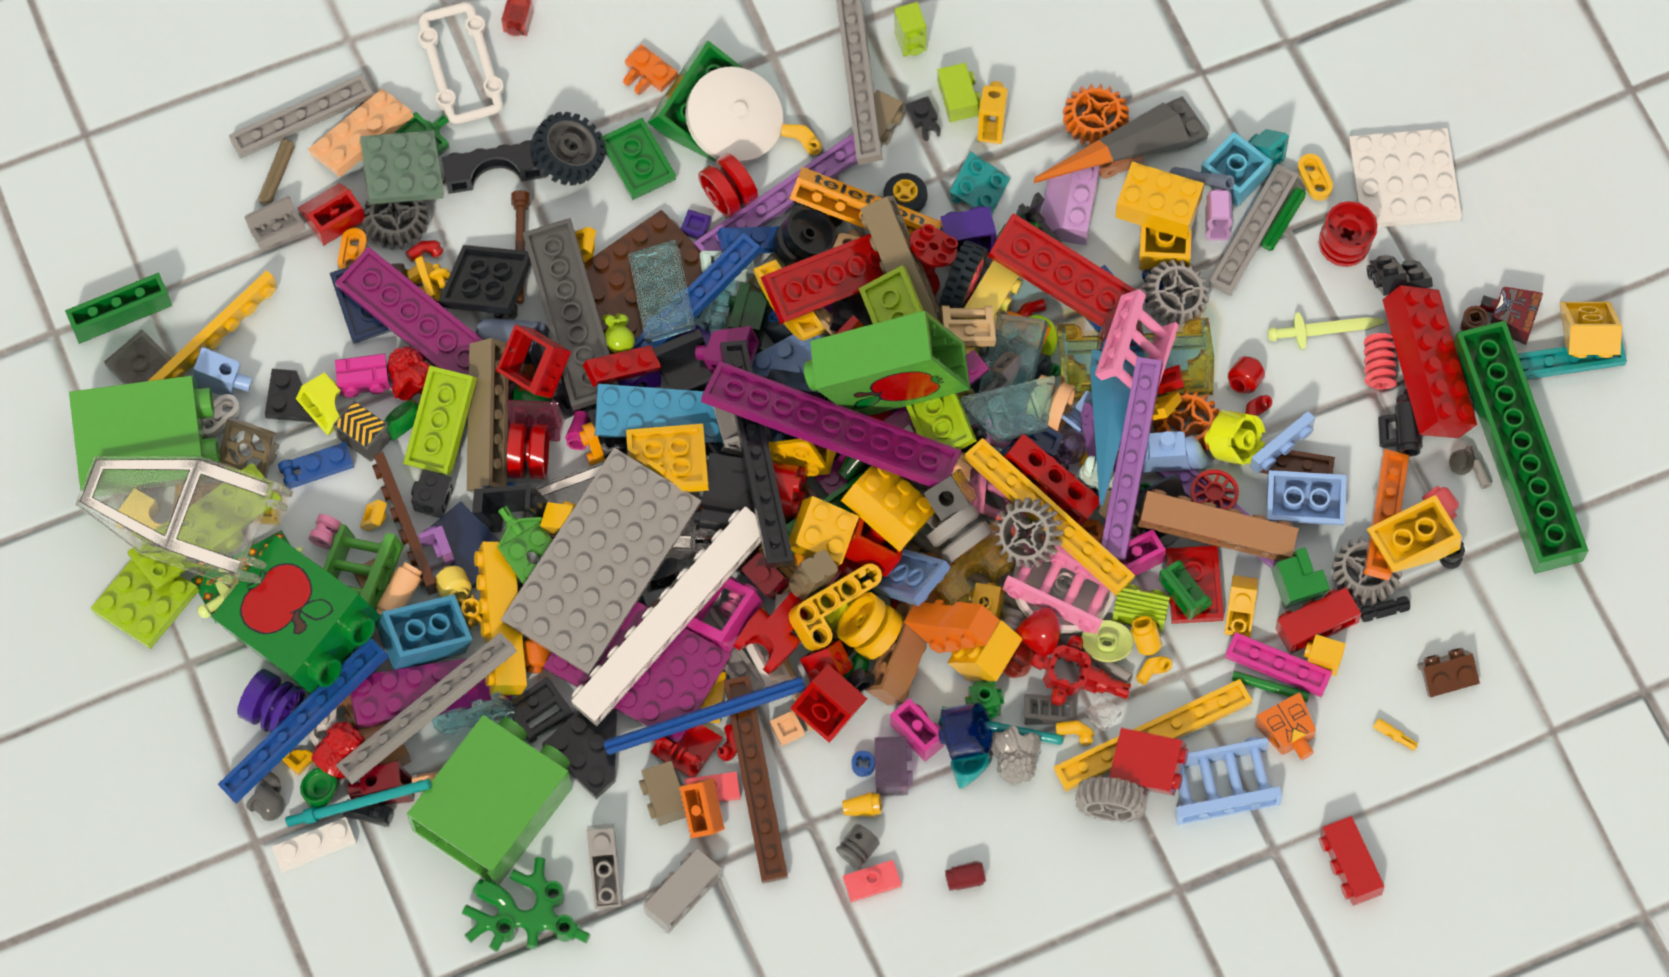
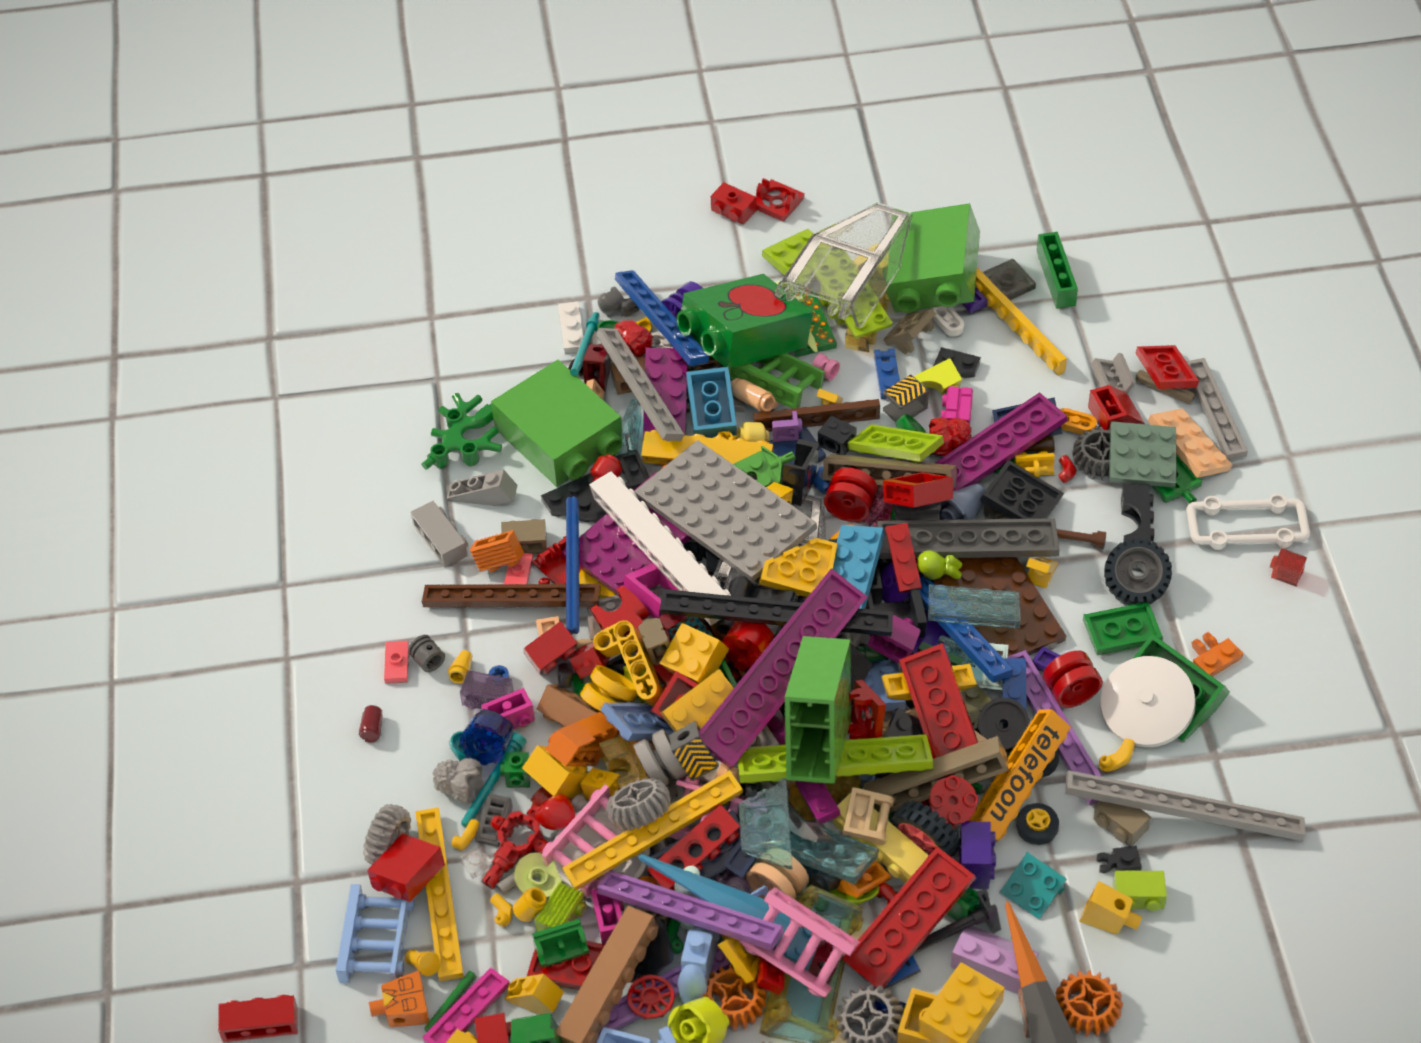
camera: 105 degrees right, 15 degrees down
(50, 637) = (793, 199): none -> red piece
(63, 705) = (733, 203): none -> red brick
(219, 373) = (981, 318): light blue torso -> none
(254, 169) = (1167, 367): none -> red plate
(554, 722) = (604, 465): none -> red head
(910, 29) = (1212, 858): lime brick -> none
(1241, 718) = (425, 962): none -> yellow pin

